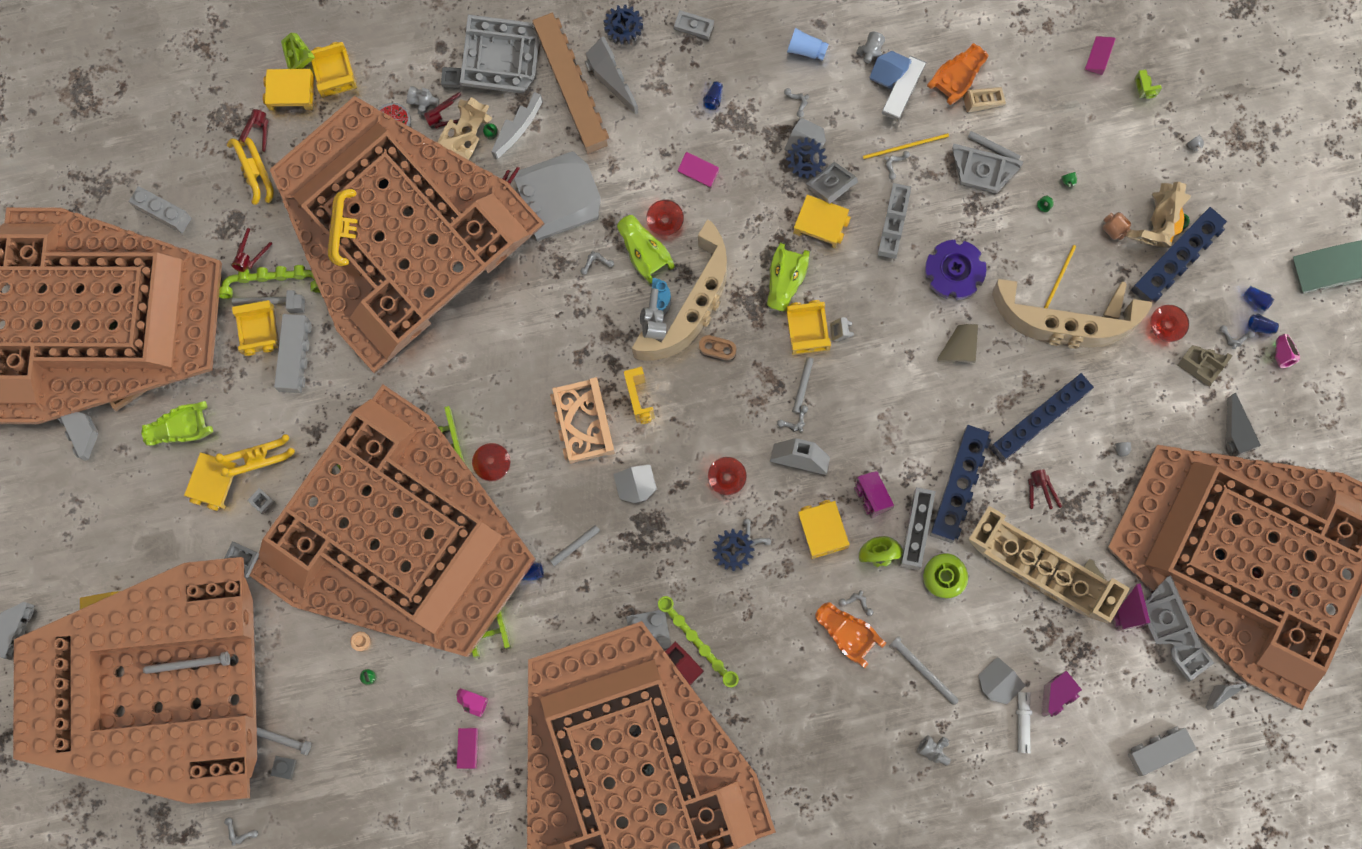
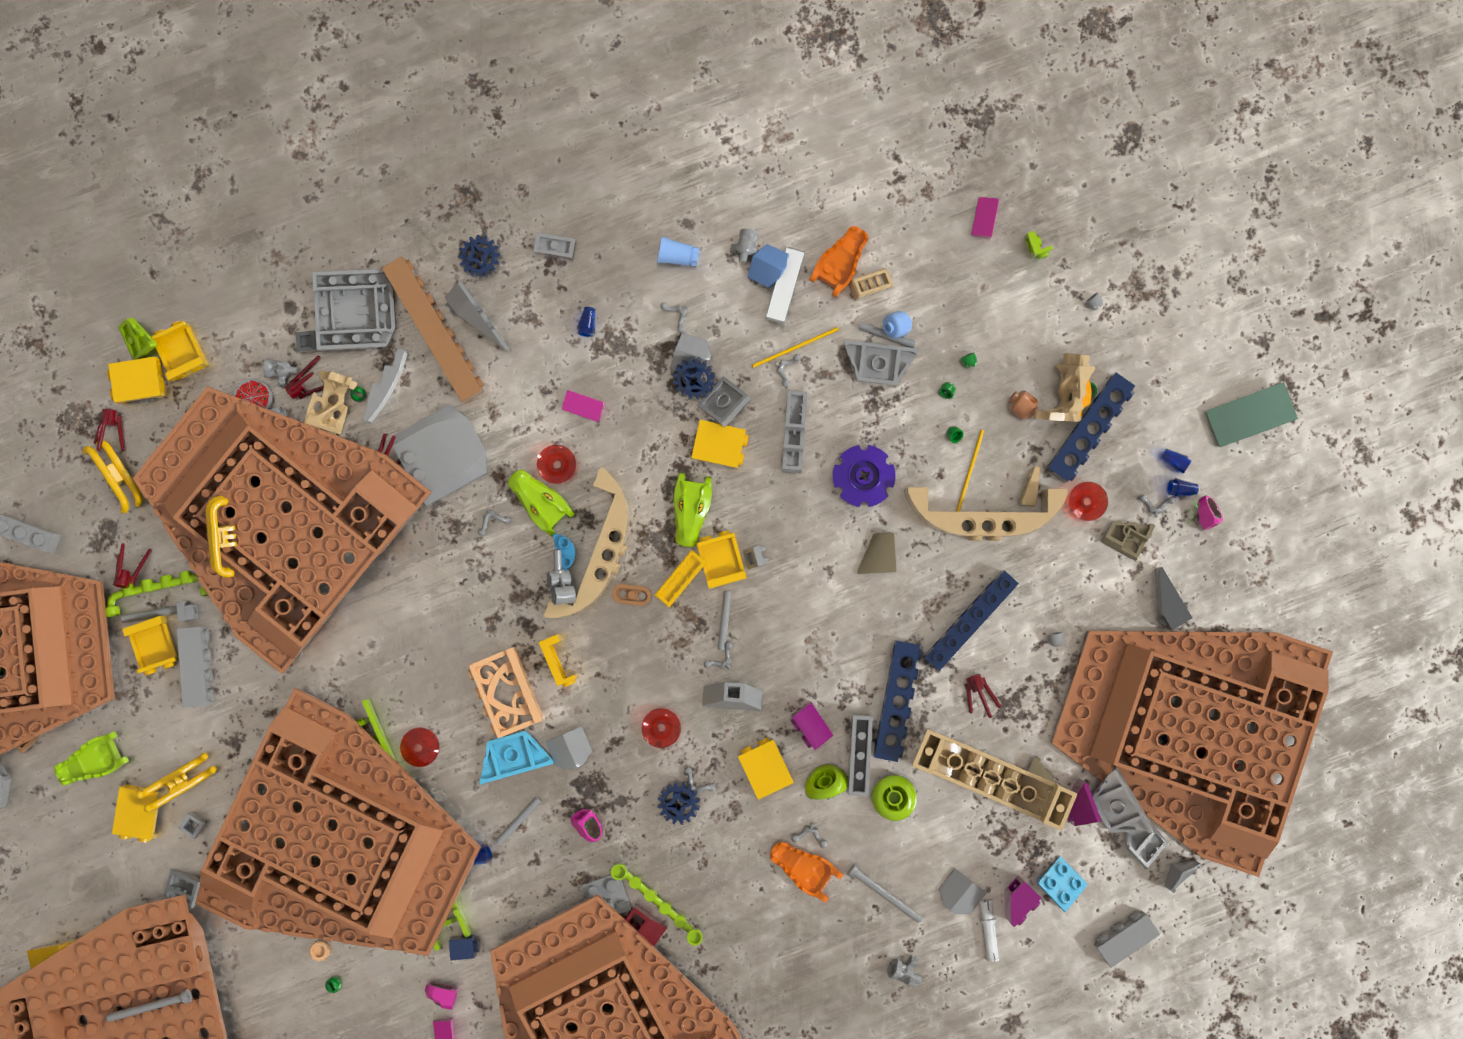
camera: 10 degrees left, 10 degrees up
(501, 658) = (463, 948): none -> dark blue brick
(579, 482) = (512, 756): none -> medium azure wing
(641, 558) = (587, 825): none -> dark pink rock
(766, 339) = (680, 578): none -> yellow plate
(1005, 136) = (897, 324): none -> light blue head
(1047, 244) = (954, 434): none -> green hinge
(1102, 687) = (1062, 884): none -> medium azure hinge

